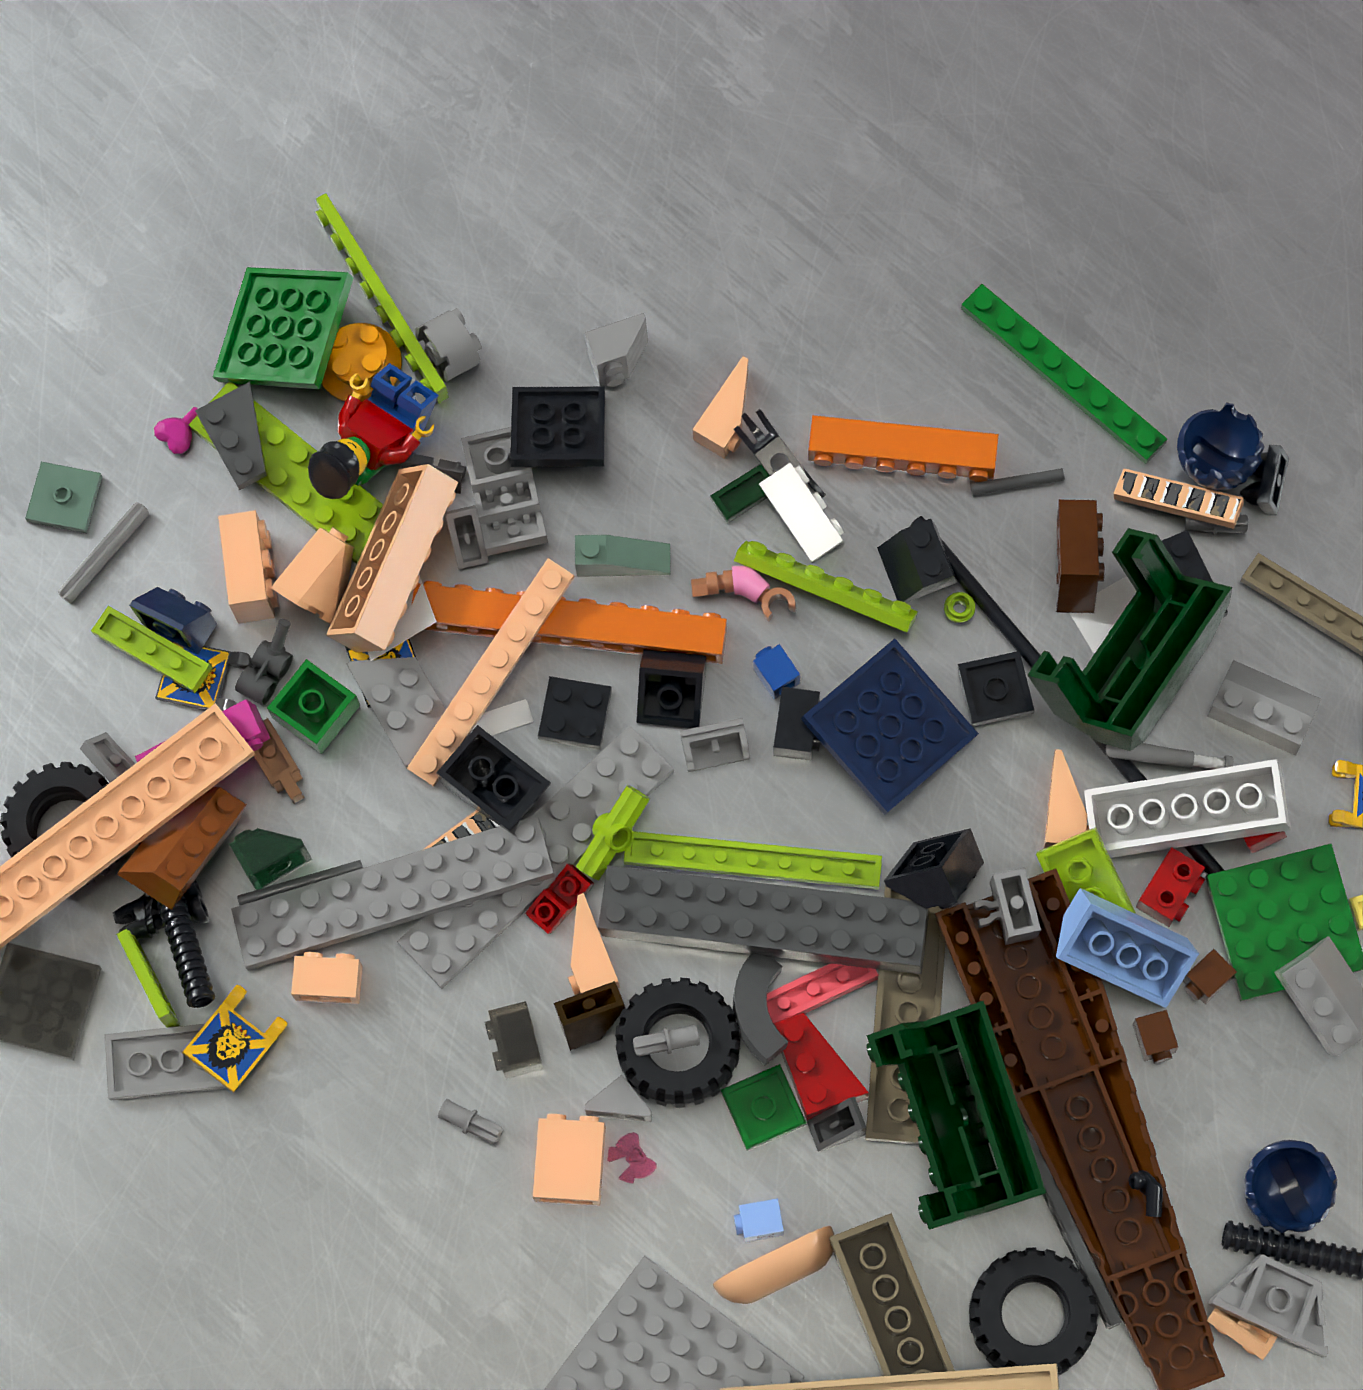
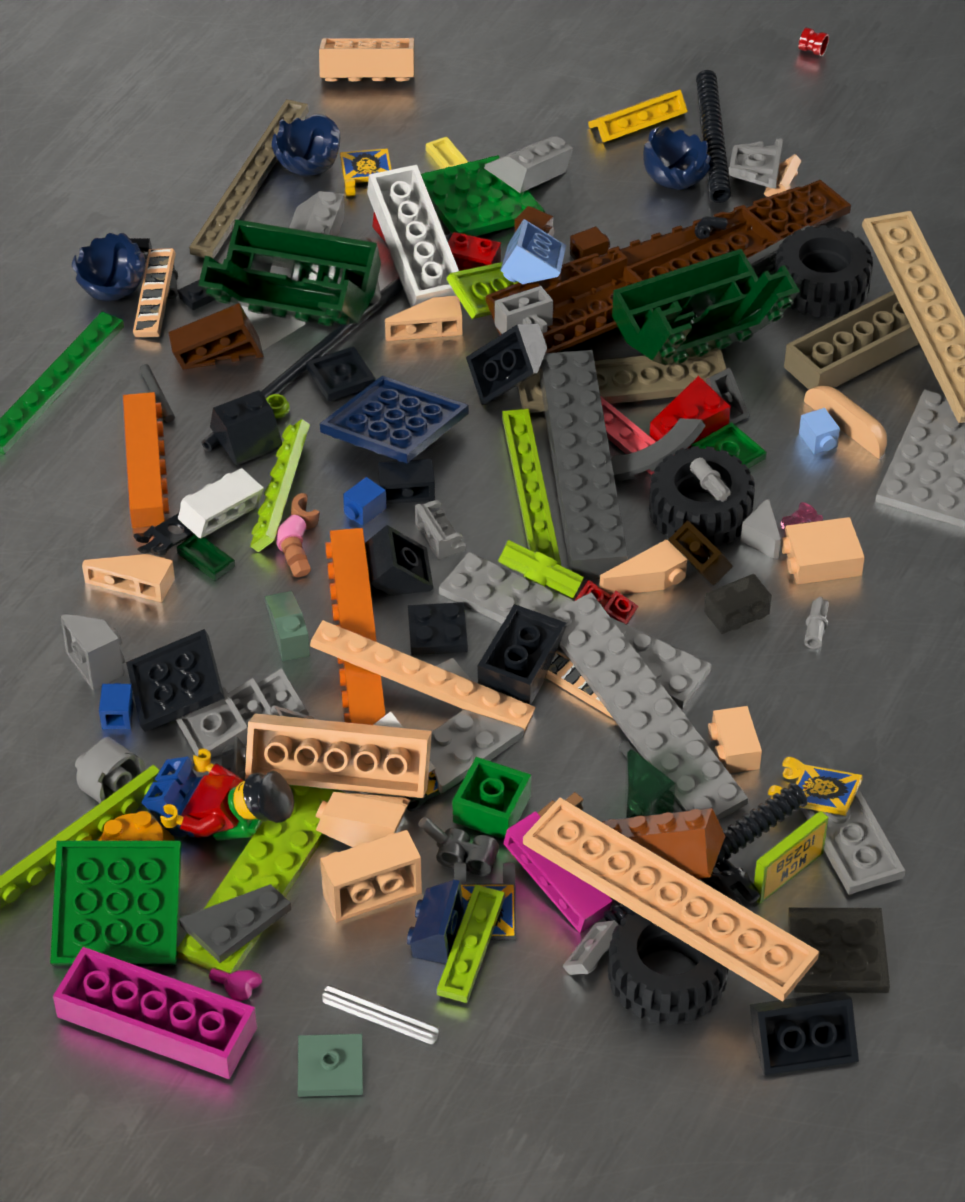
camera: 110 degrees left, 25 degrees down
(154, 347) = (155, 1012): none -> dark pink brick
(547, 368) = (116, 706): none -> blue brick

